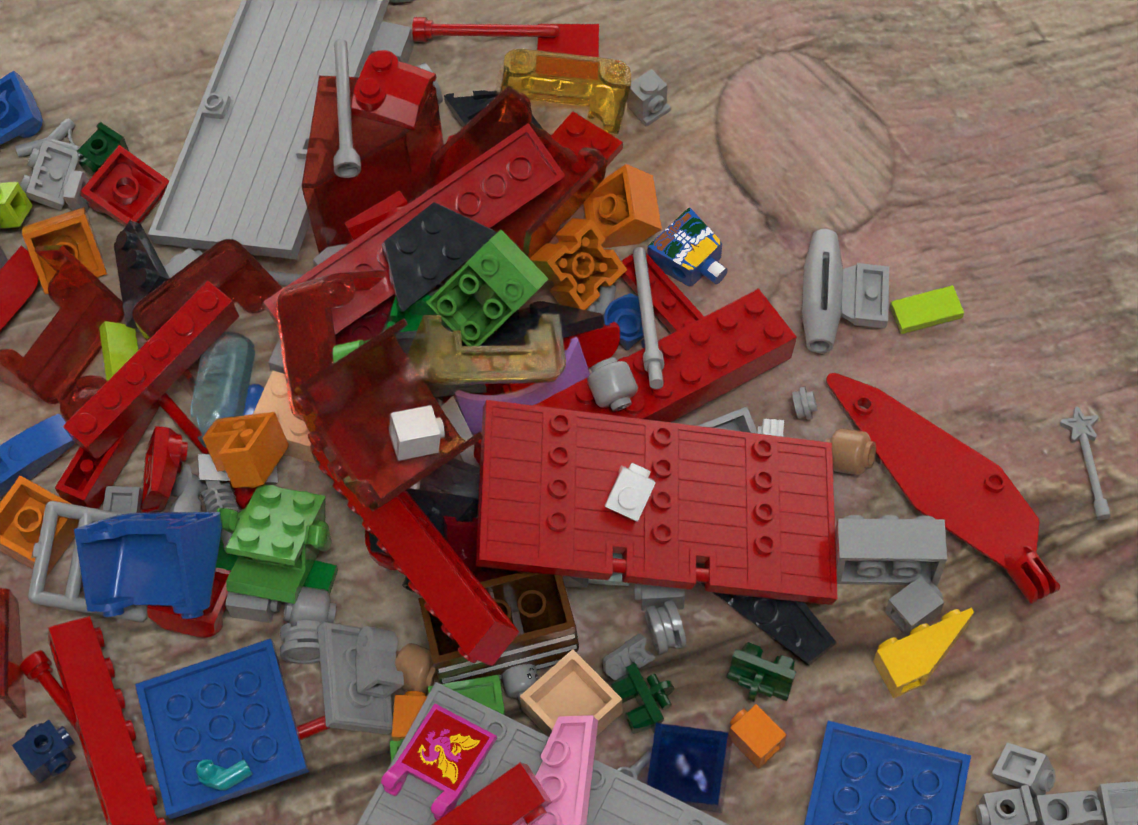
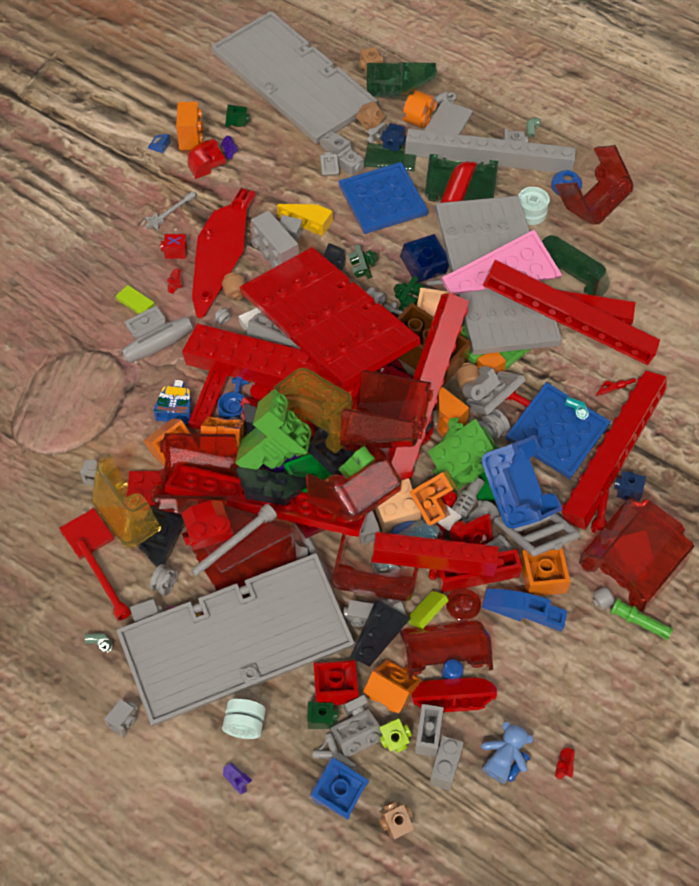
camera: 130 degrees left, 5 degrees down
(22, 330) = (452, 669): none -> blue piece
(109, 30) = (236, 778): none -> dark purple piece
(166, 64) = (243, 718): none -> light aqua wheel
(367, 580) = (449, 407): none -> orange slope
(415, 432) = (377, 406): white brick -> none
(442, 754) = (502, 323): flag -> none
(612, 384) = (287, 356): light grey head -> none
(630, 491) = (335, 311): white bracket -> none
(652, 357) = (259, 354): light grey bar -> none
(756, 735) = (390, 249): orange brick -> none
(921, 377) = (174, 281): none -> red piece
(997, 416) = (174, 246): none -> red brick

